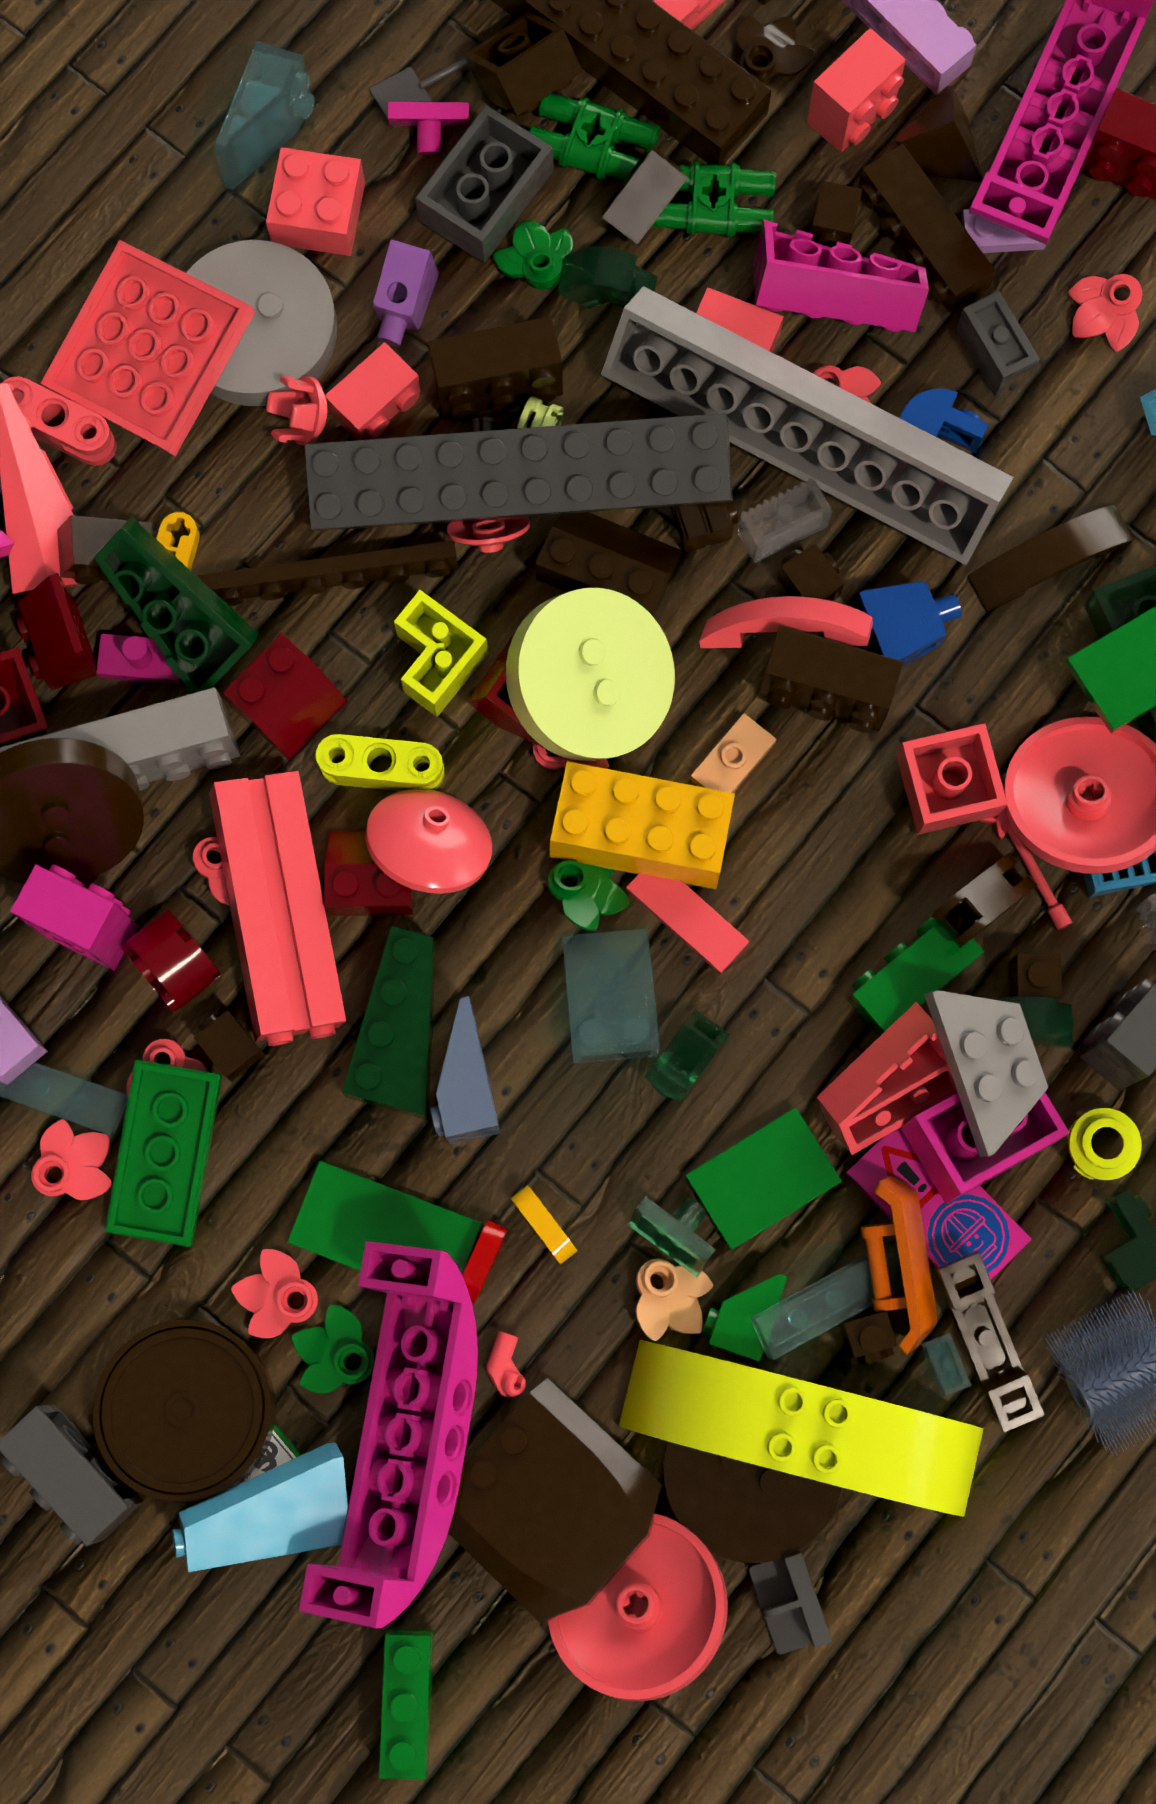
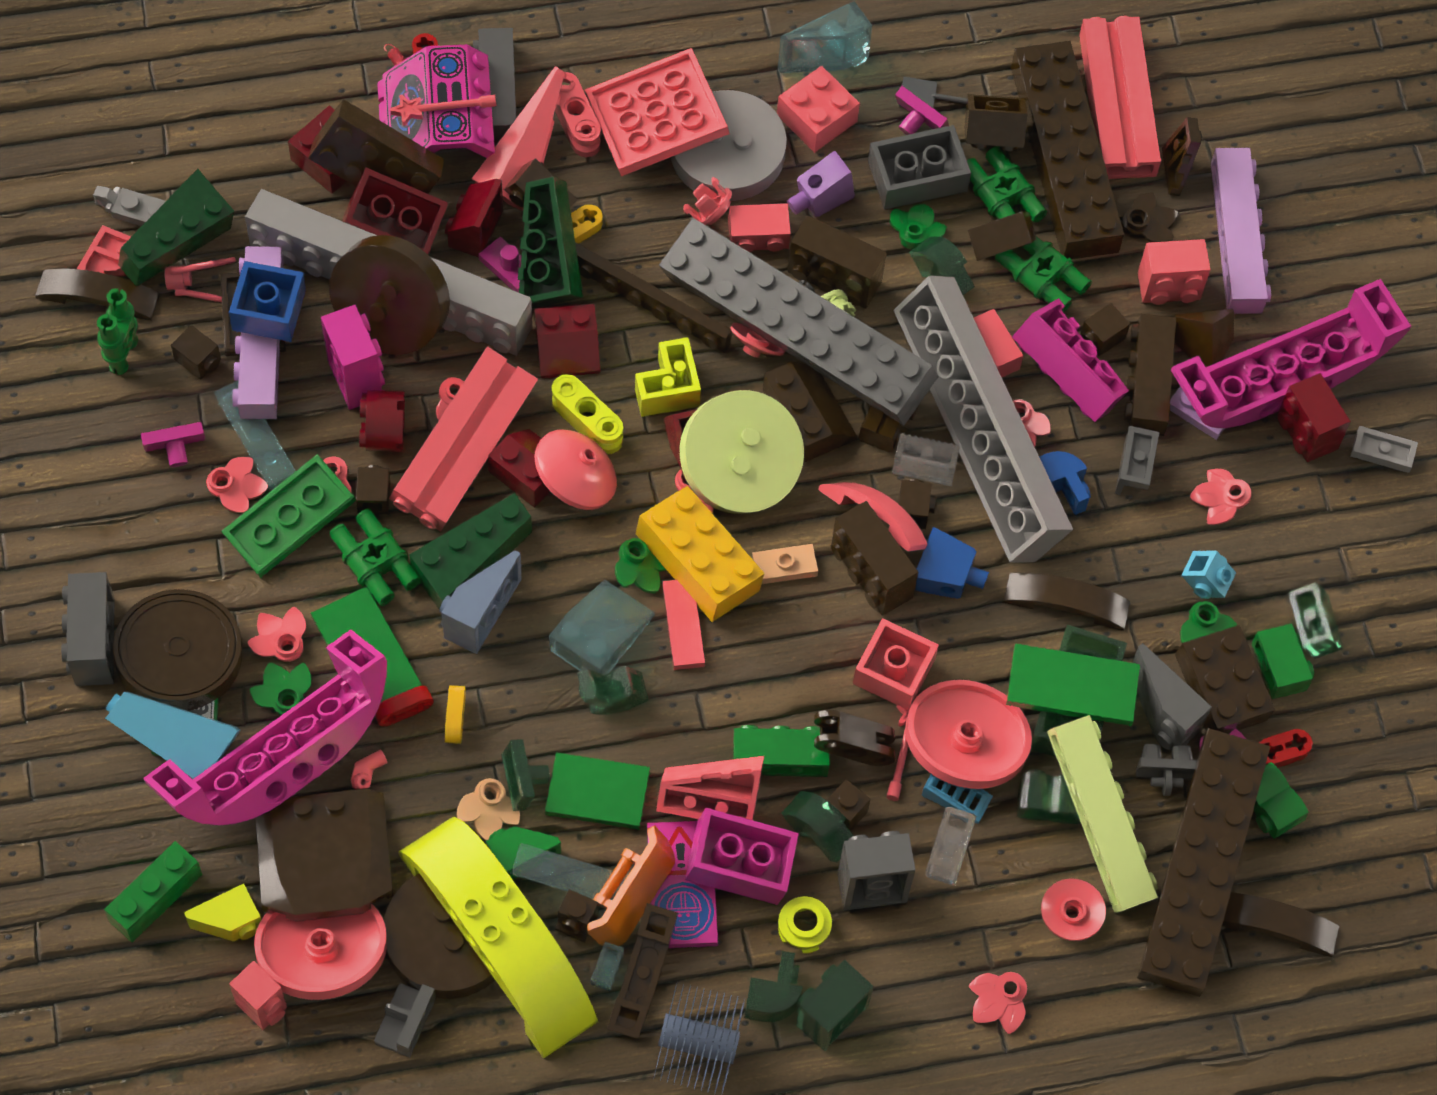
camera: 35 degrees right, 15 degrees down
(289, 1098) = (369, 569): none -> green pin
(510, 1657) = (226, 916): none -> neon yellow slope
(629, 1727) = (258, 996): none -> coral brick
(989, 1062) = (773, 810): light grey wing -> none

